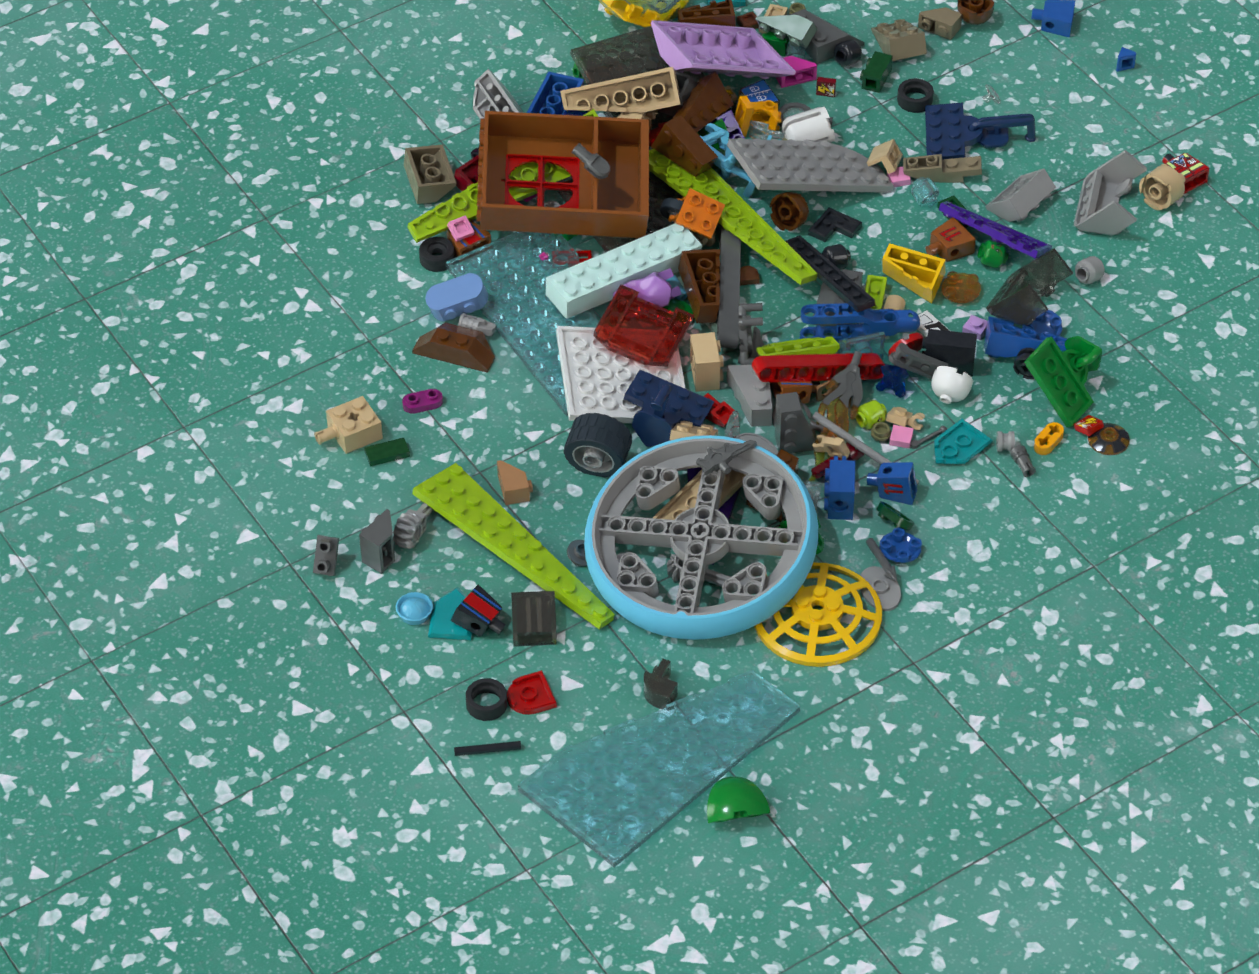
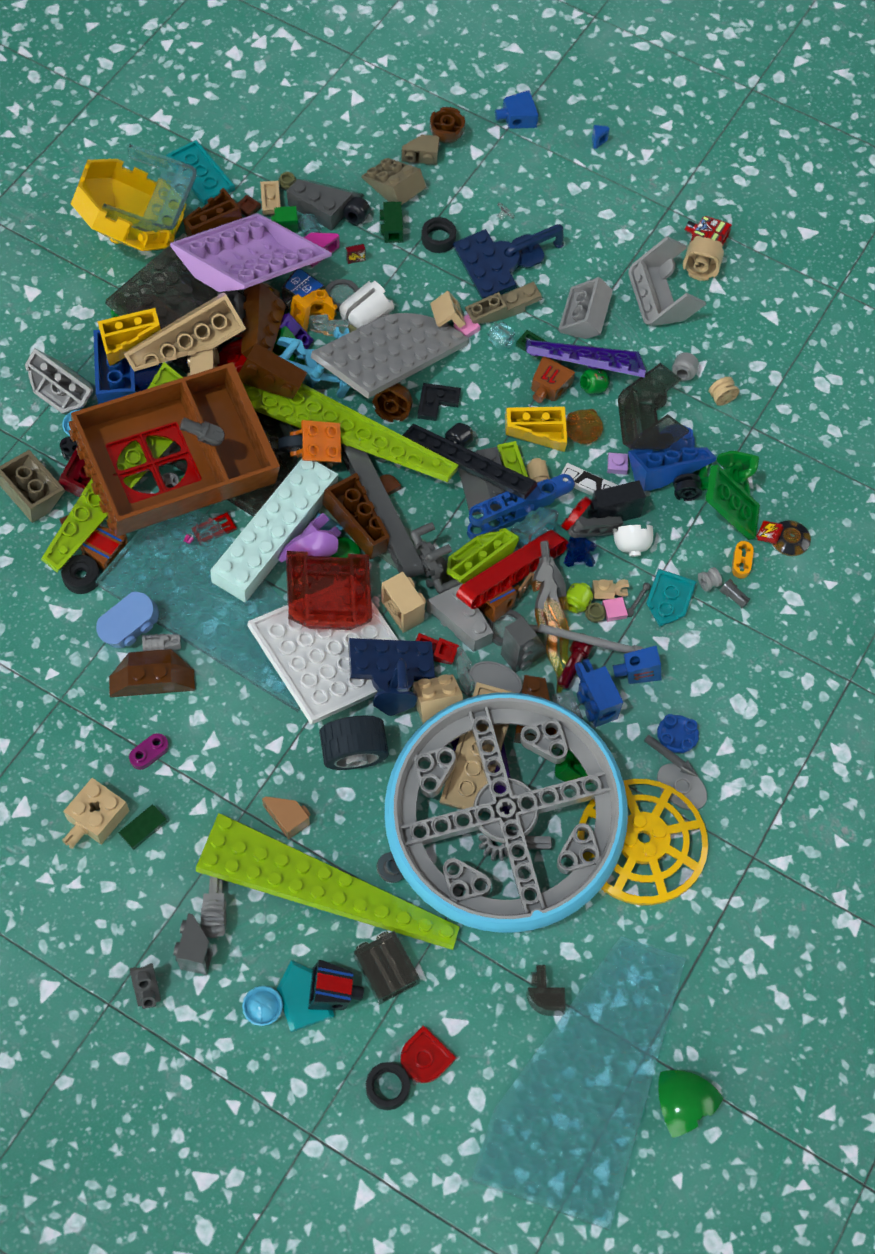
camera: 30 degrees left, 15 degrees up
(460, 228) = (95, 541): bright pink tile -> none
(487, 748) = (416, 1143): black bar -> none
(572, 74) = (126, 332): none -> yellow wedge
(720, 457) = (490, 723): dark grey piece -> none
(791, 27) = (300, 204): slope -> none
(833, 446) = (571, 652): tan plate -> none
(888, 512) = (651, 700): dark green plate -> none
(1114, 298) = (724, 391): none -> tan wheel

